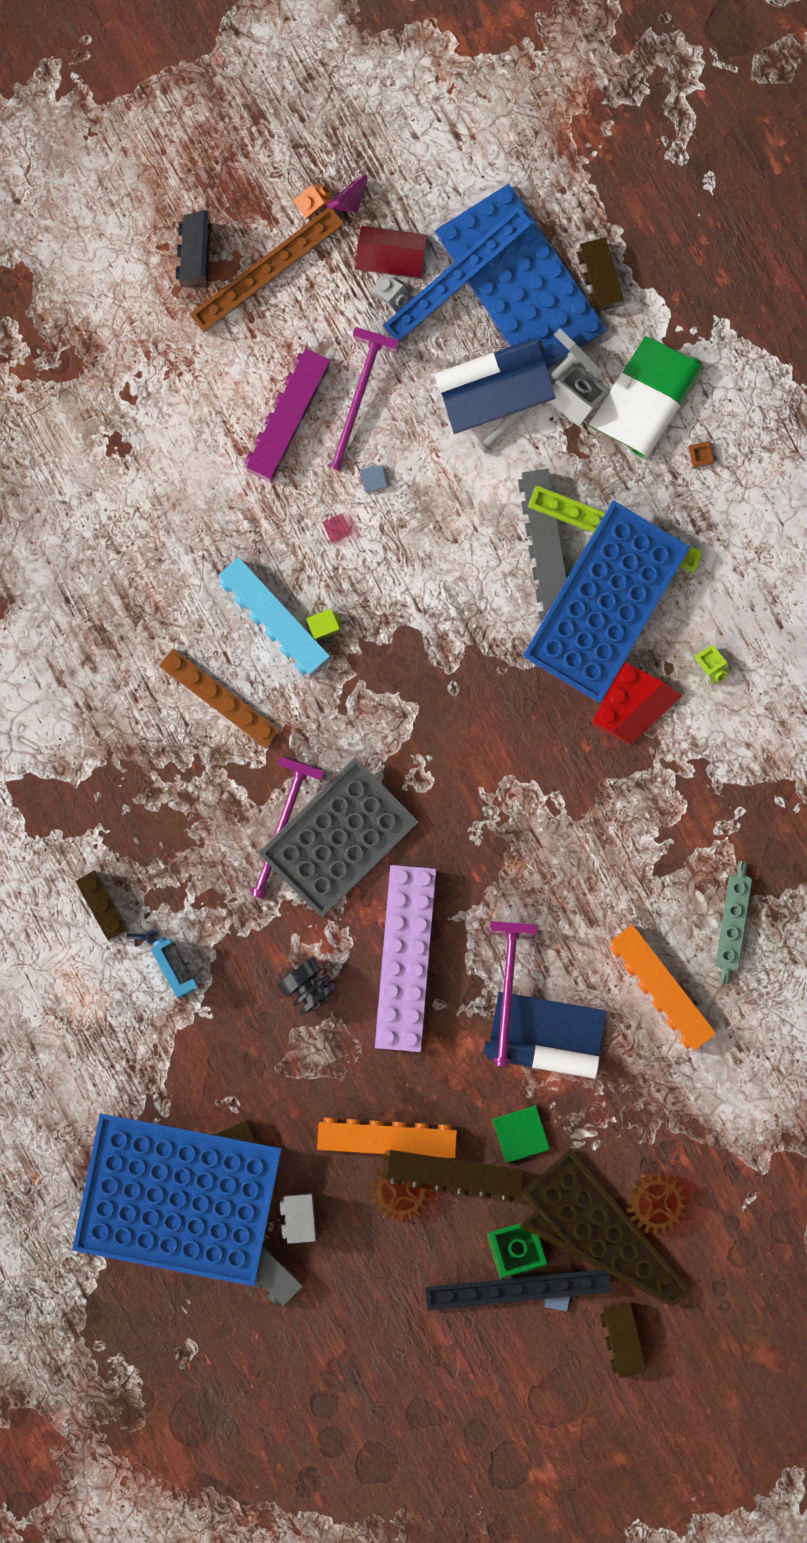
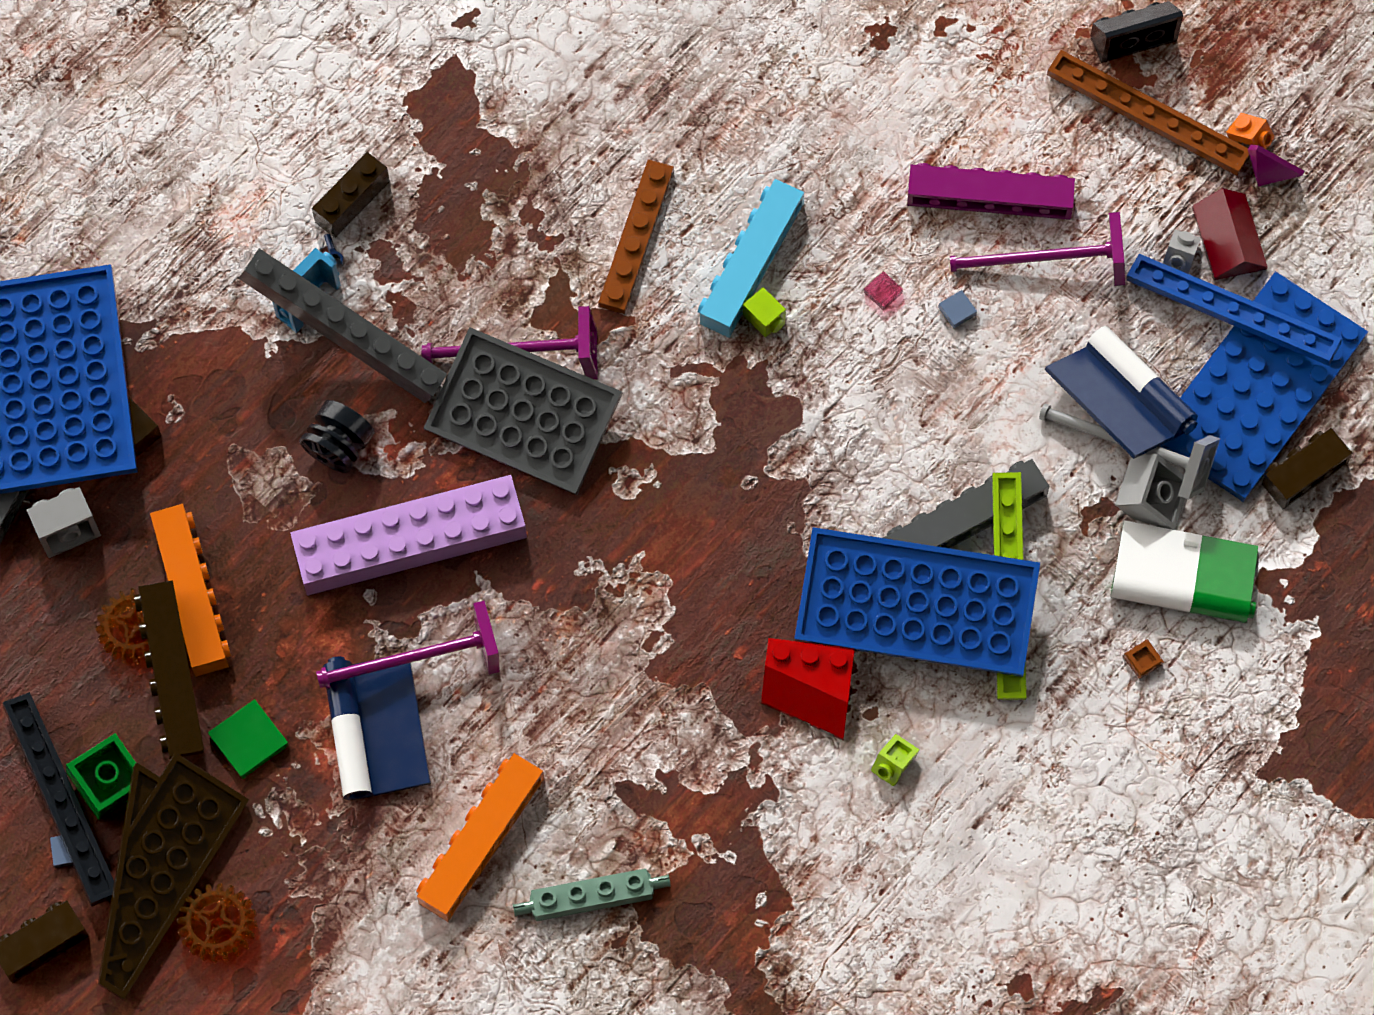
camera: 70 degrees right, 15 degrees down
(224, 951) = (342, 326): none -> dark grey brick

